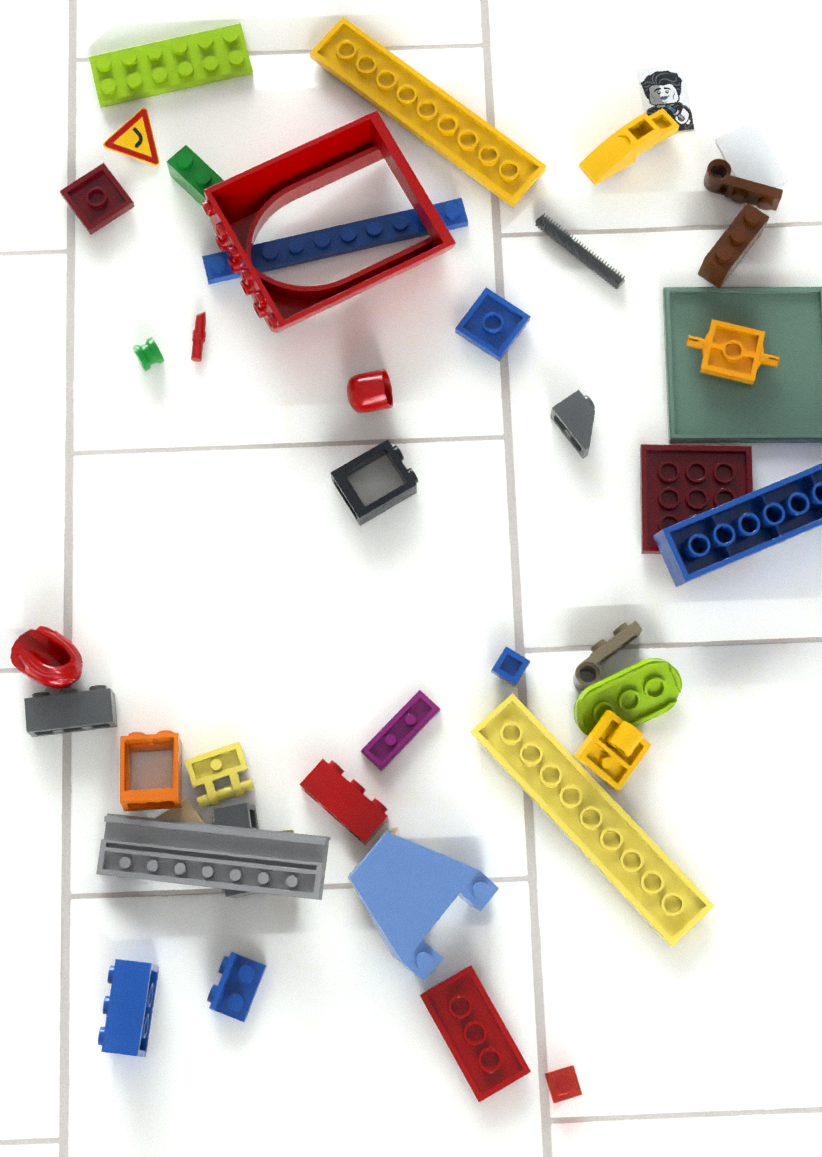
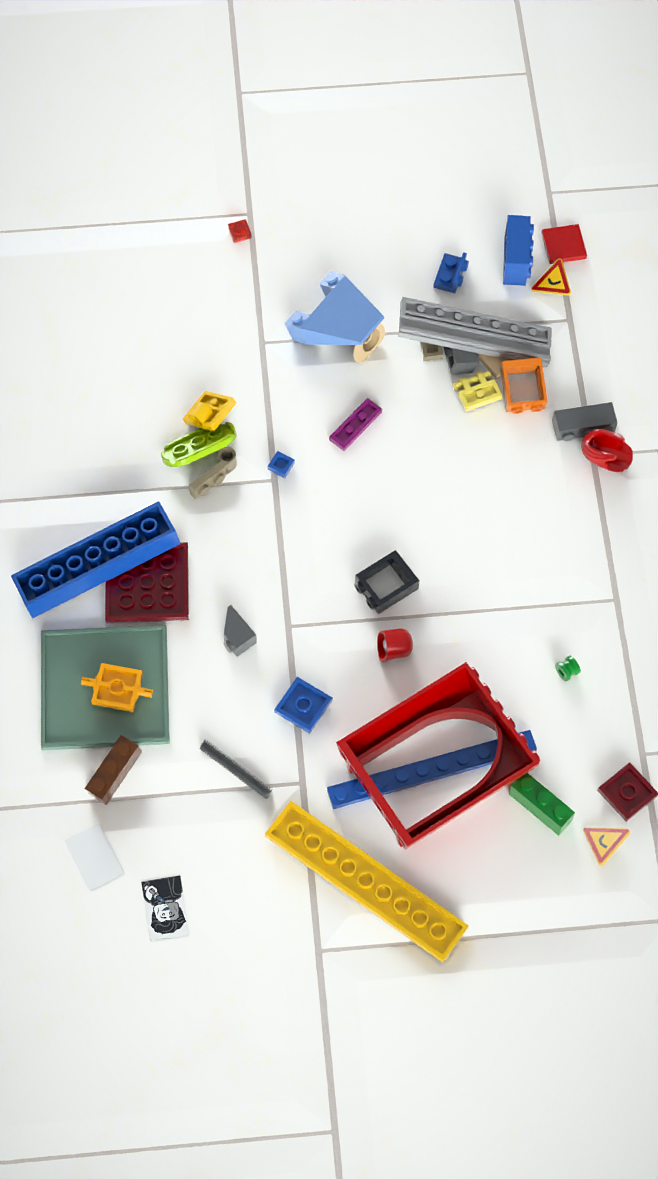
camera: 175 degrees right, 10 degrees down
(54, 1033) = (564, 243): none -> red tile
(80, 957) = (553, 281): none -> piece
(170, 65) = (585, 915): lime plate -> none
(198, 337) = (531, 687): red piece -> none
(345, 800) = (390, 376): red brick -> none
(475, 1033) = (296, 252): red plate -> none
(592, 820) = (224, 375): light yellow plate -> none
(626, 143) = (196, 853): yellow slope -> none
(740, 189) = (106, 822): reddish brown plate -> none

